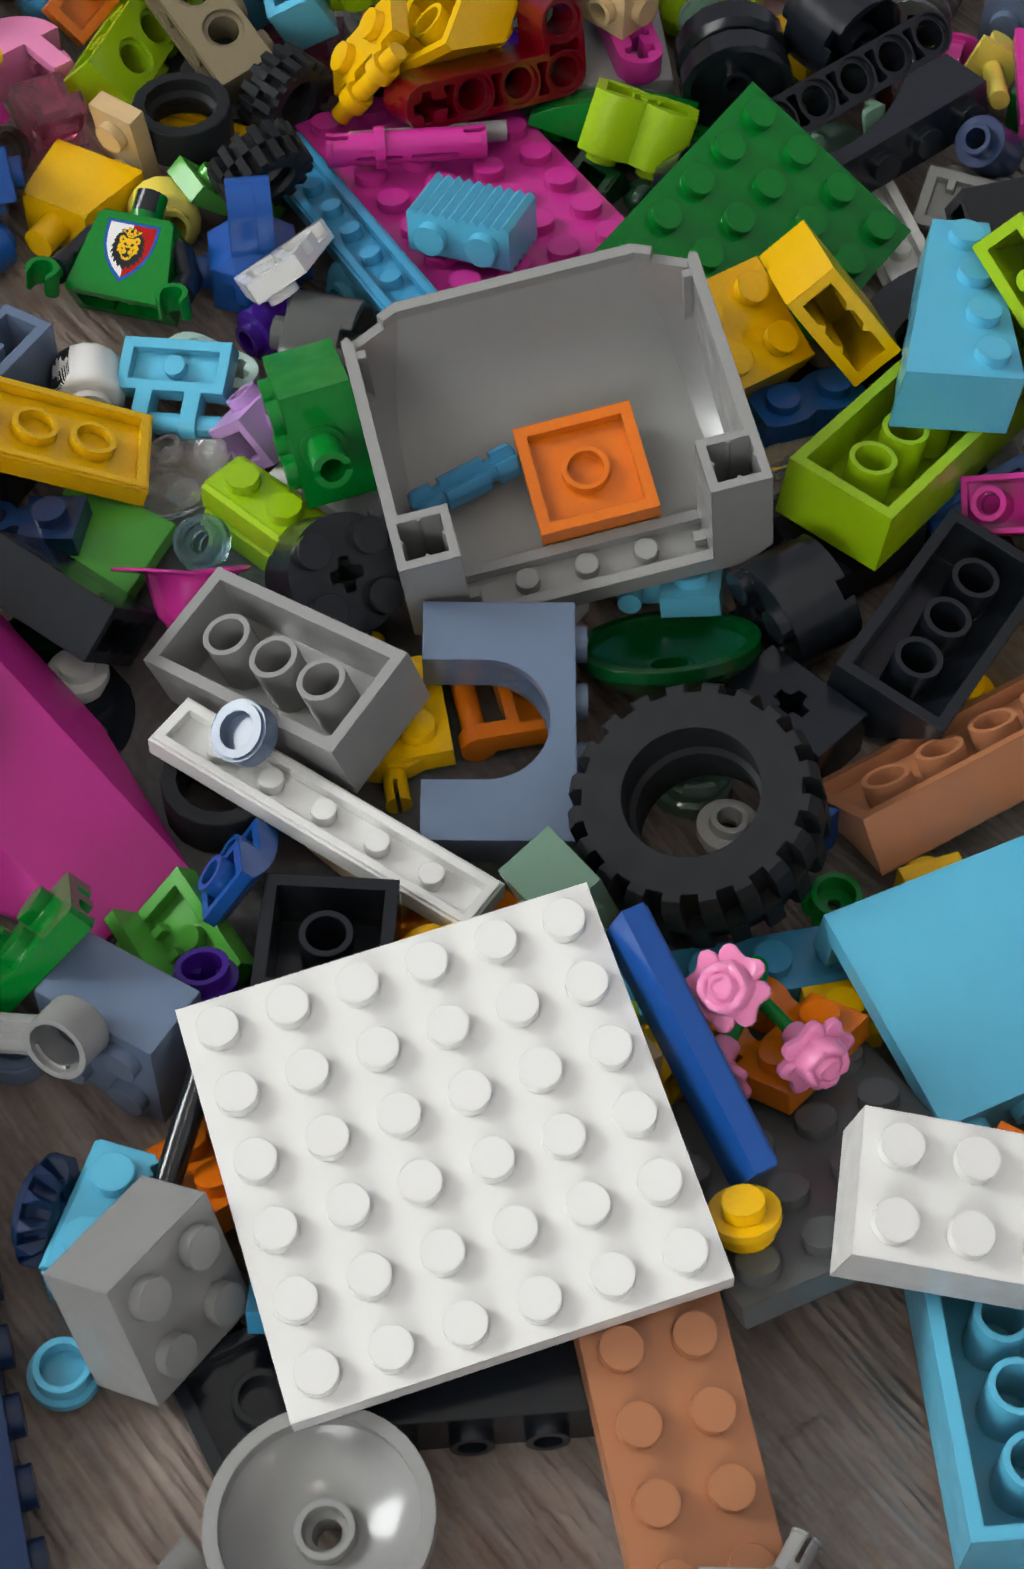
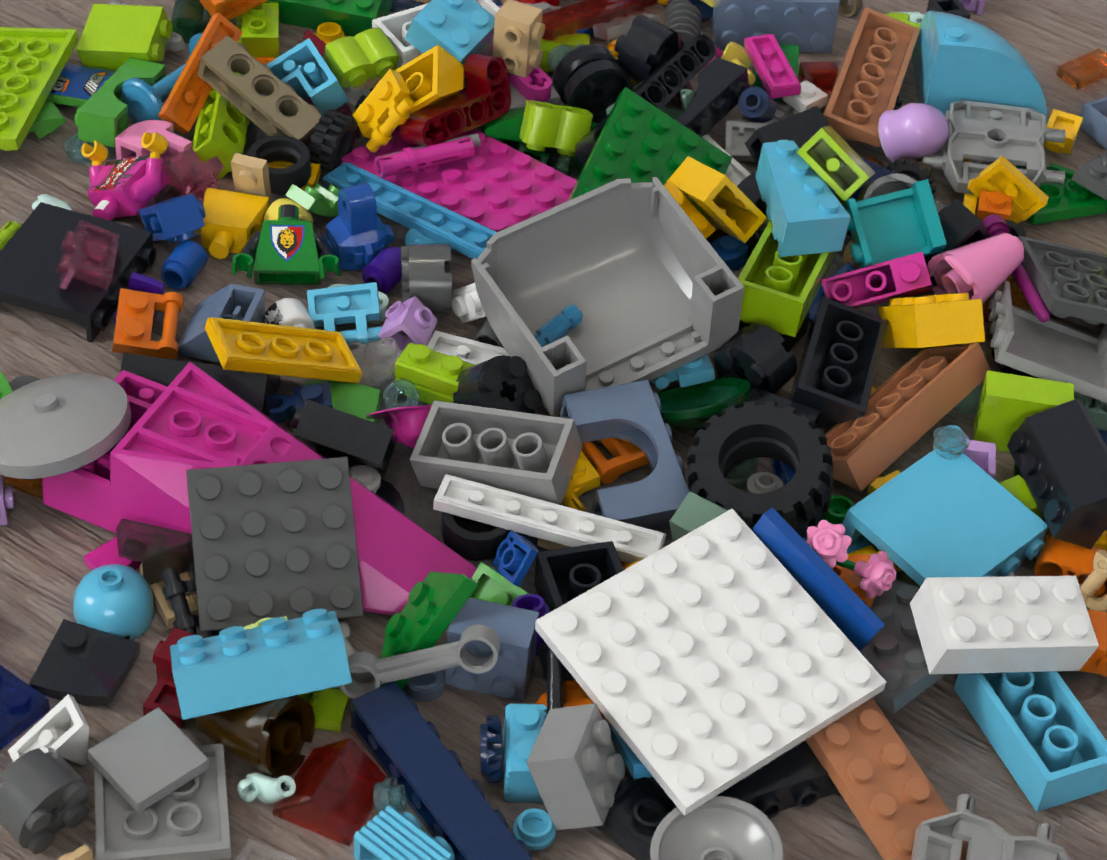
camera: 20 degrees left, 10 degrees down
(244, 733) = (493, 482): tile -> none
(262, 151) = (352, 171): black tyre -> none
(275, 274) = (389, 236): white wing -> none
(316, 424) = (458, 313): green brick -> none
(472, 222) = (491, 191): medium azure brick -> none
(586, 473) = (621, 312): orange plate -> none
(746, 1217) = (879, 654): yellow plate -> none

